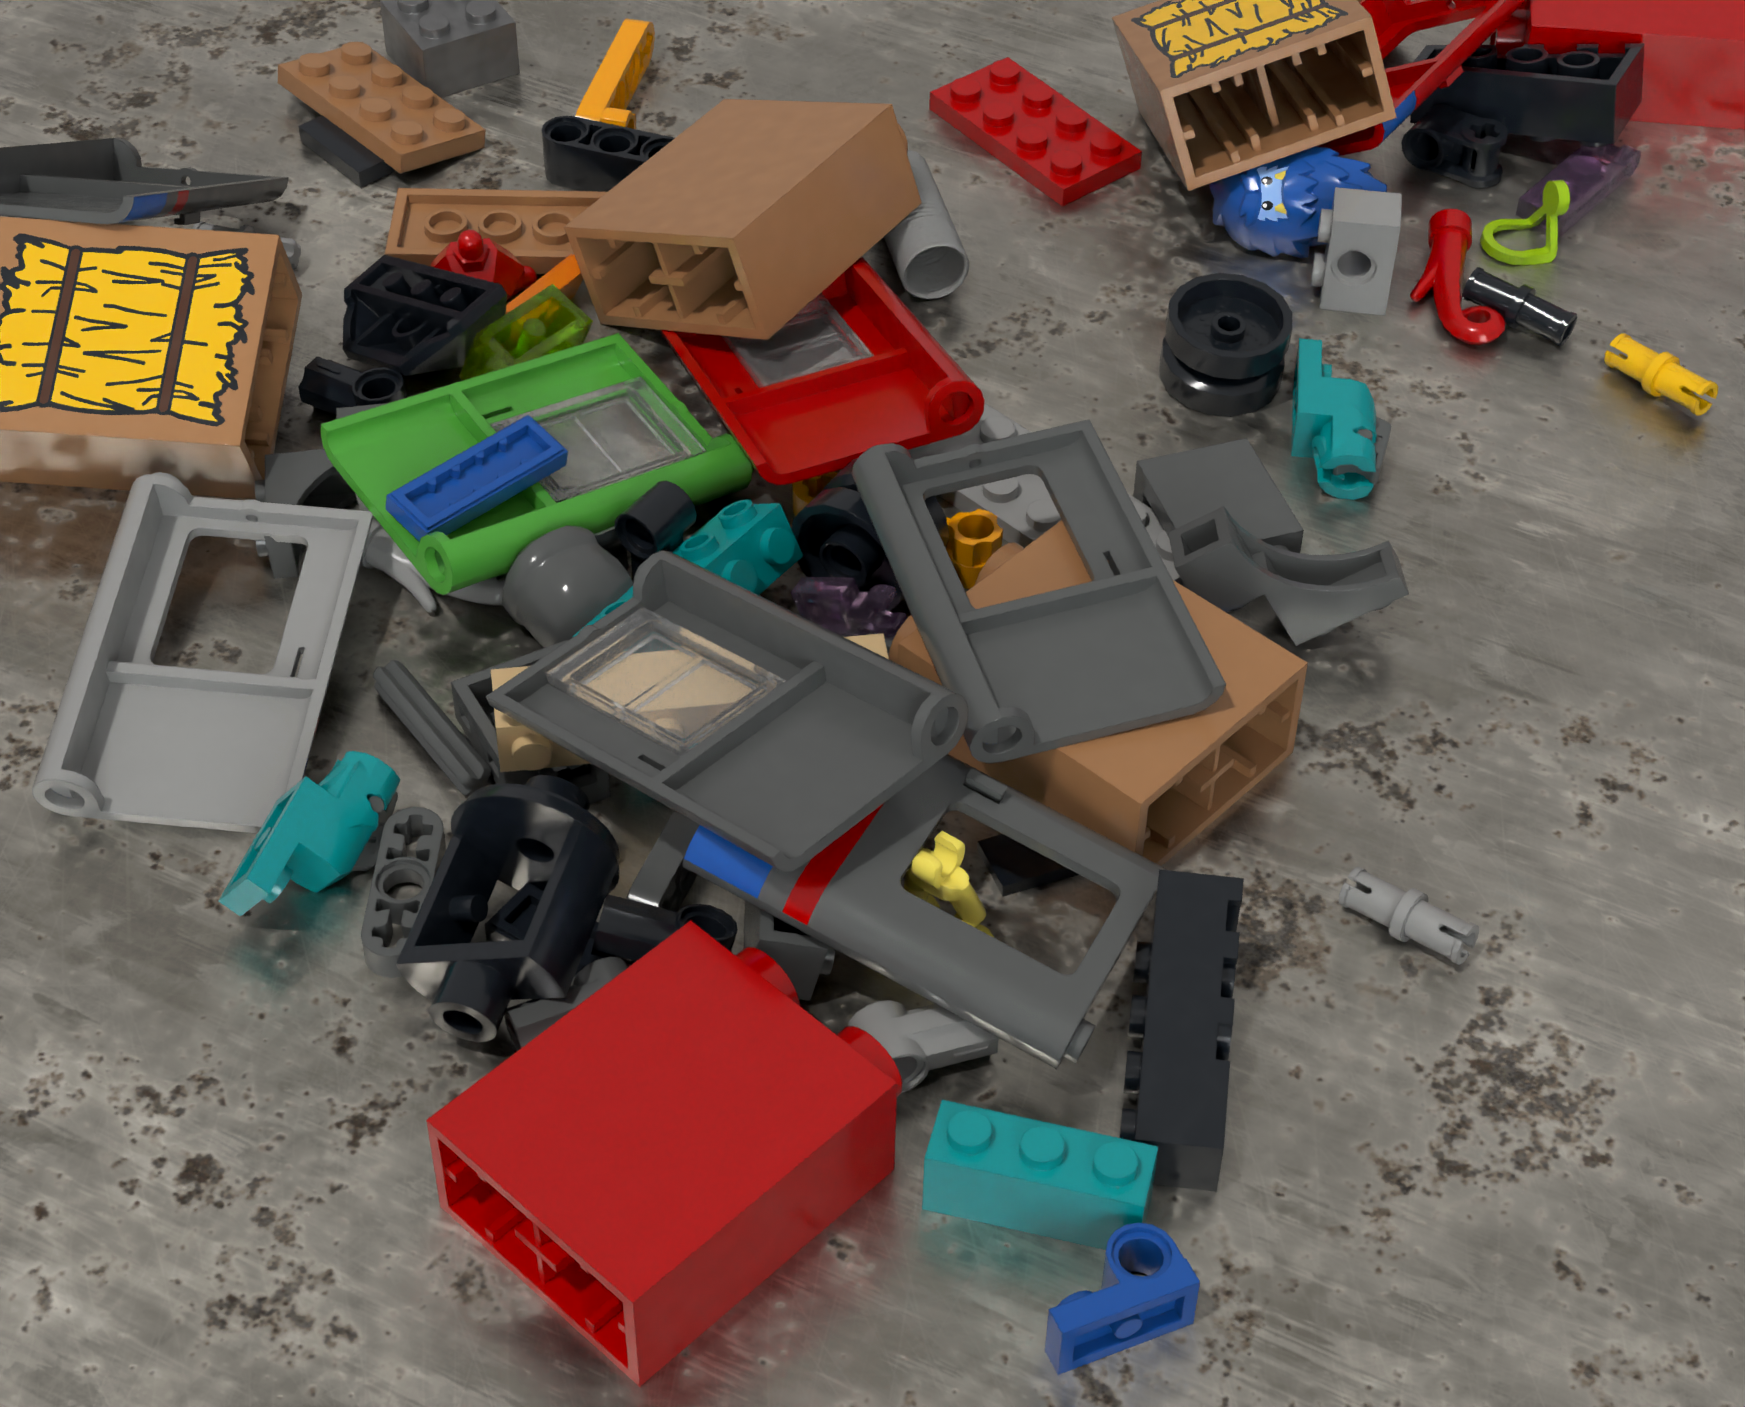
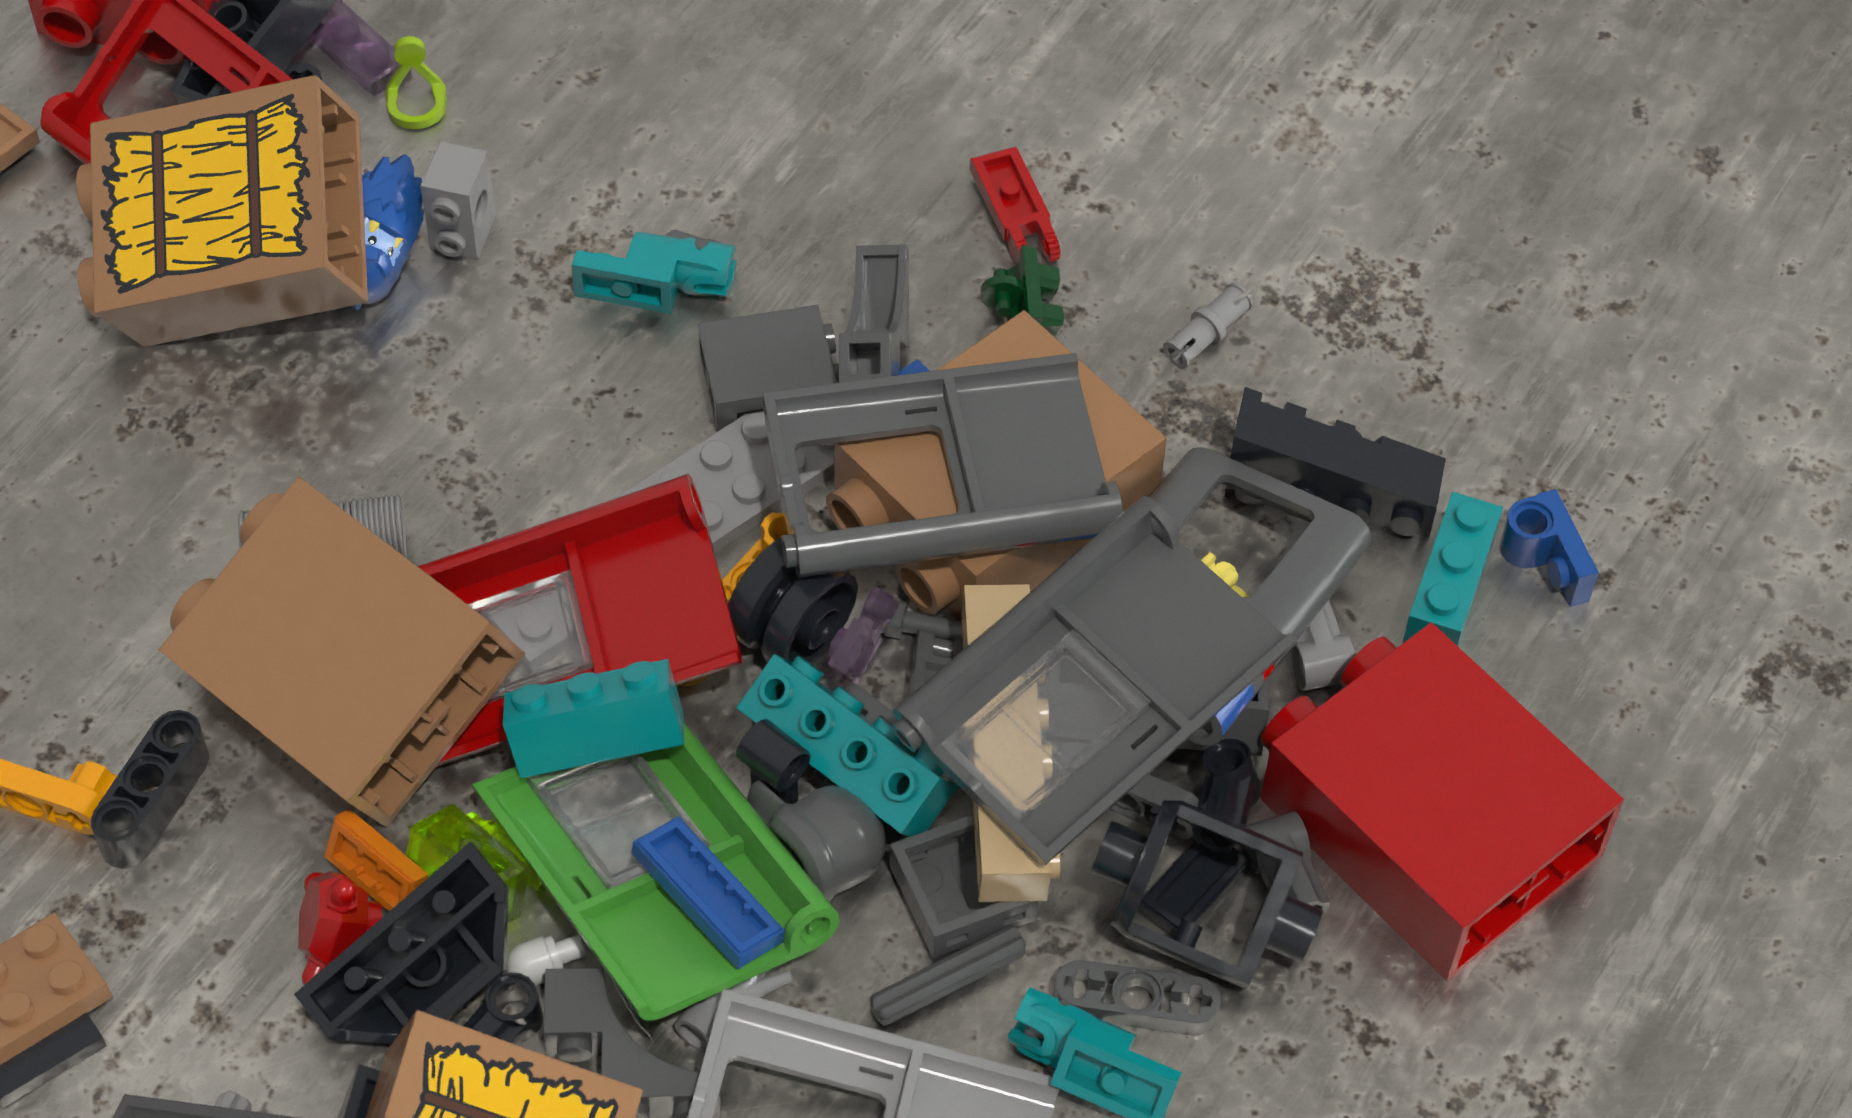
camera: 85 degrees left, 10 degrees up
(519, 220) = (240, 903): medium nougat plate -> none
(683, 382) = (593, 718): none -> teal brick
(1035, 131) = (164, 432): red plate -> none
(1225, 344) = (557, 322): black wheel -> none
(1391, 720) = (1022, 289): none -> dark green hips
(1448, 242) = (421, 145): red plant -> none
(1520, 306) = (522, 116): black pin -> none
(1541, 718) = (1014, 201): none -> red hinge
(1661, 374) = (628, 44): yellow pin -> none

